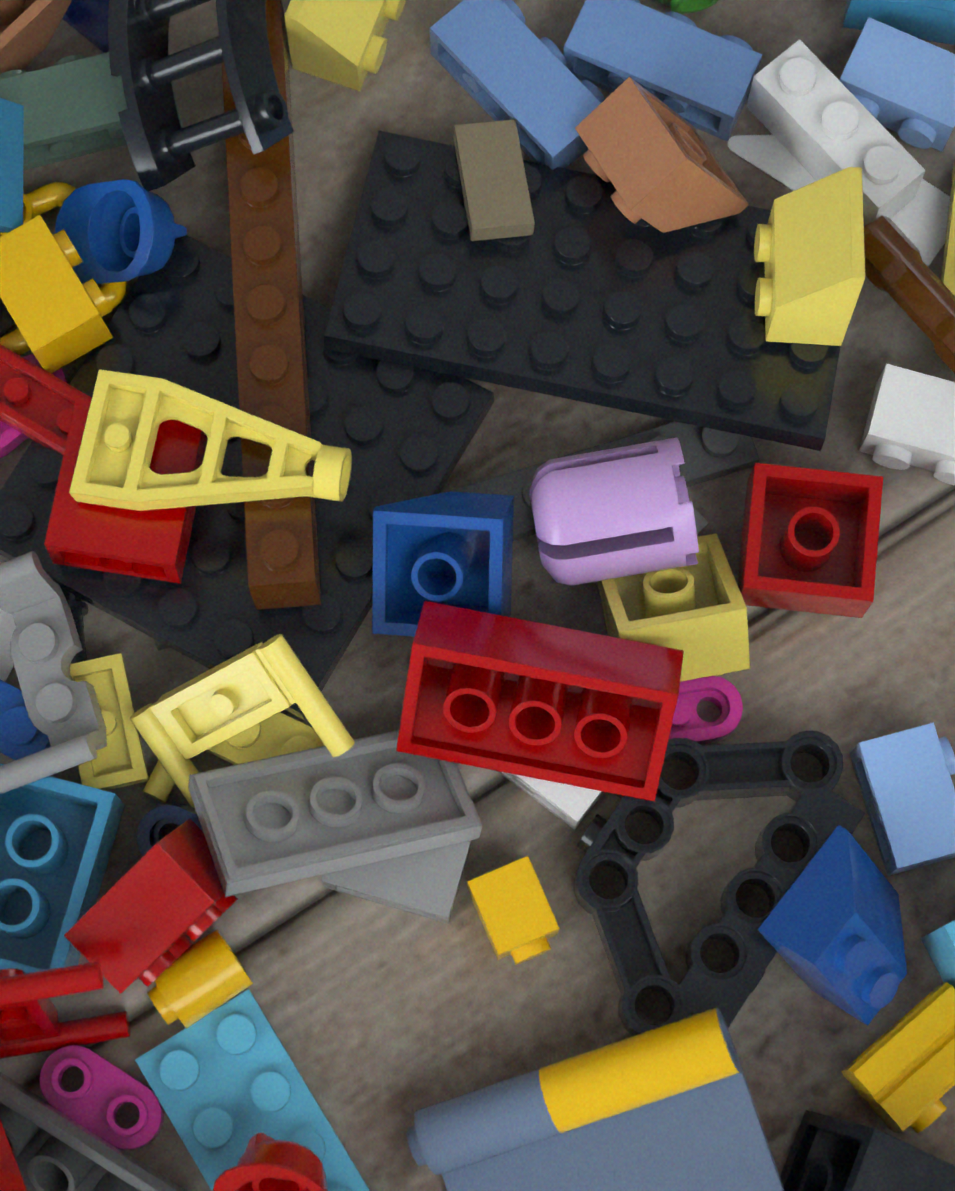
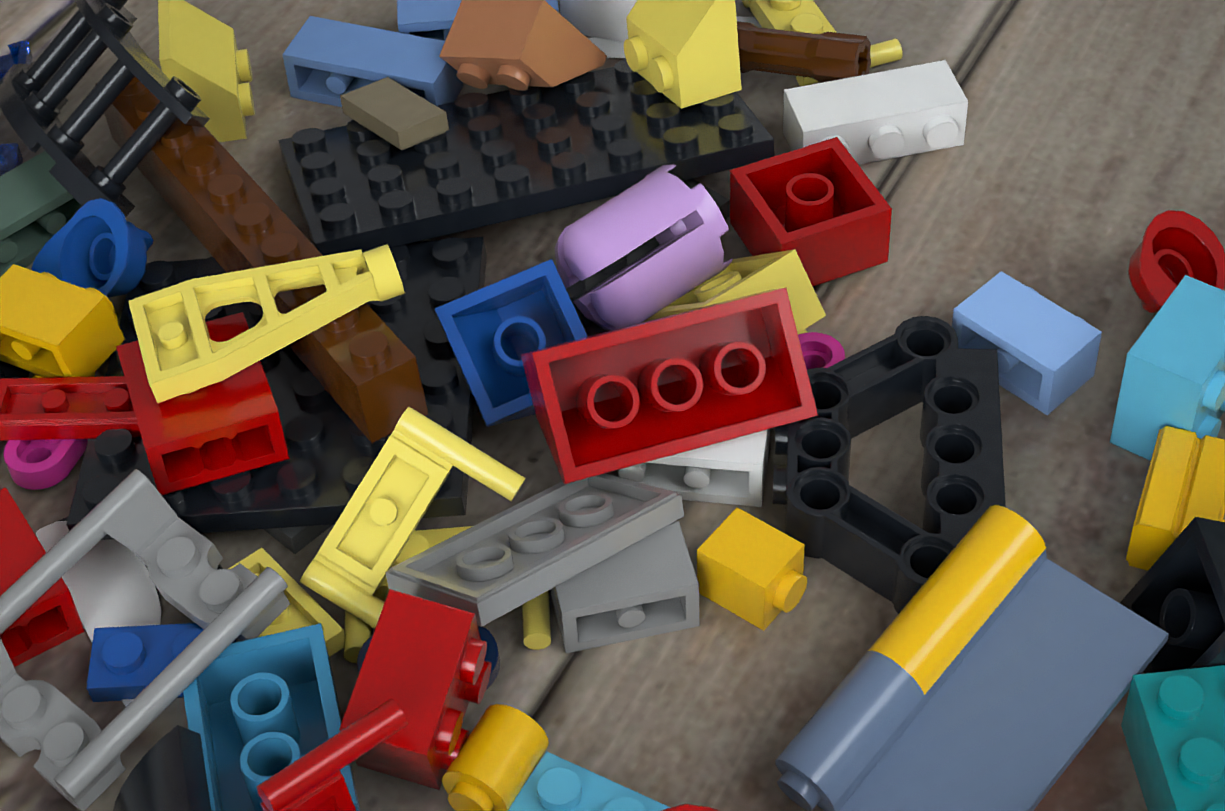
camera: 25 degrees left, 30 degrees down
(842, 929) = (1046, 434): blue slope -> none

